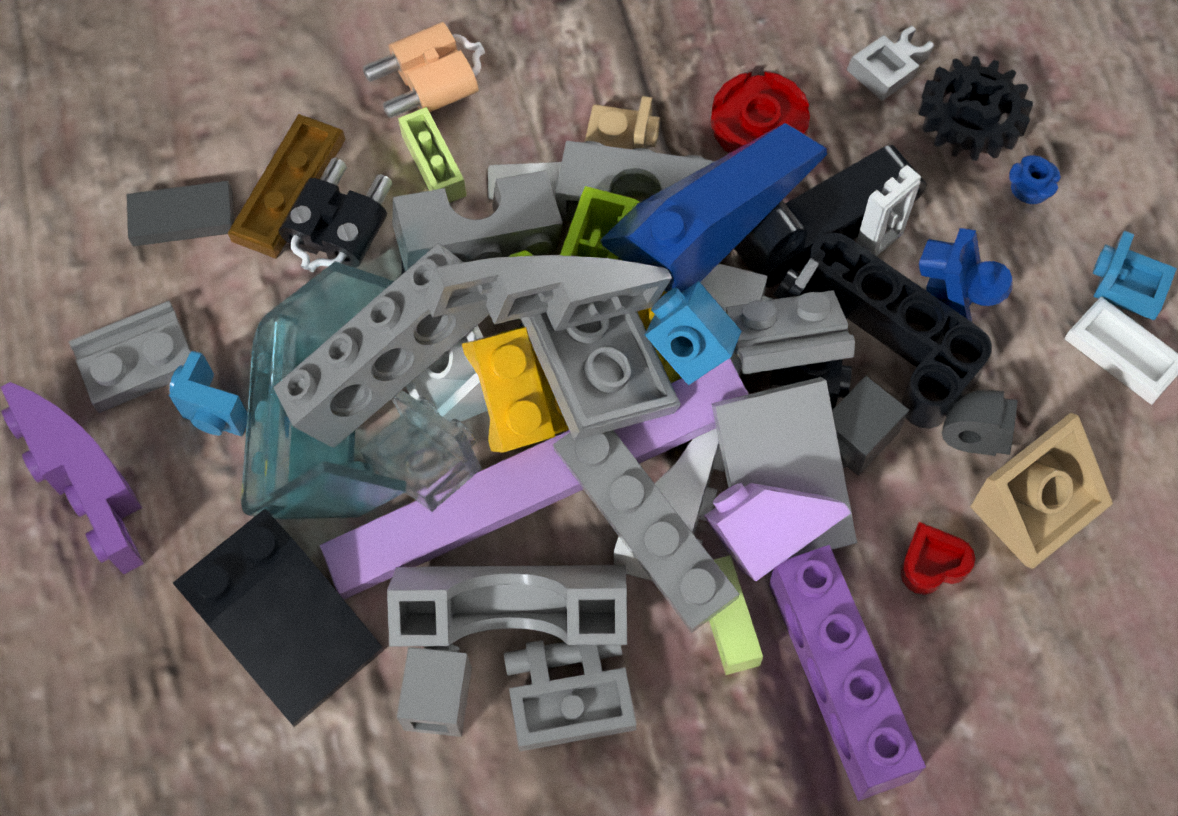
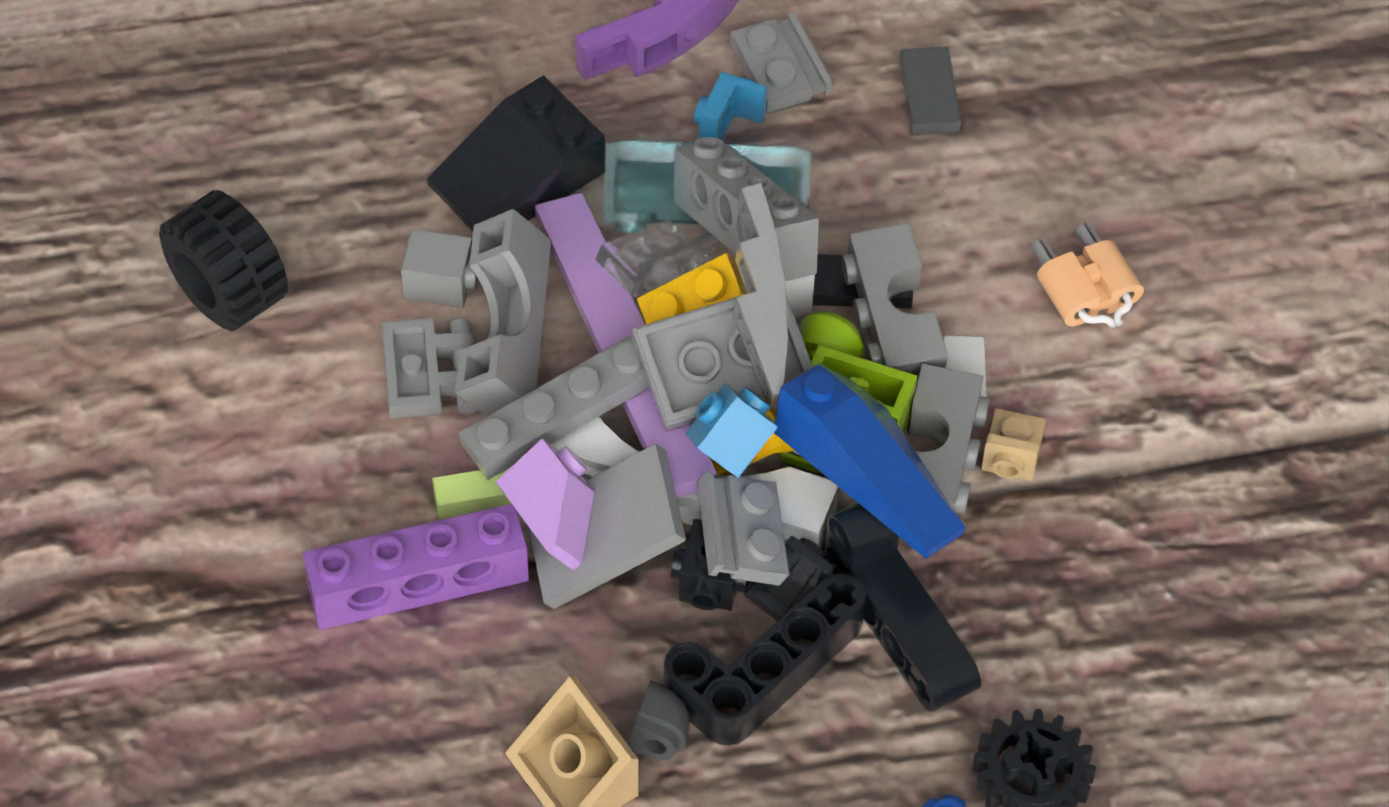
camera: 90 degrees right, 10 degrees down
(300, 156) = (960, 172): pearl gold tile -> none
(334, 221) = (914, 196): black piece -> none
(432, 154) = (986, 283): yellowish green piece -> none
(754, 106) = (1035, 575): red tile -> none
(866, 424) = (658, 612): dark grey brick -> none
(888, 211) = (892, 649): white tile -> none
(889, 66) = (1096, 692): light grey plate -> none
(935, 559) = (522, 669): red tile -> none
(961, 277) = (809, 705): blue hips -> none

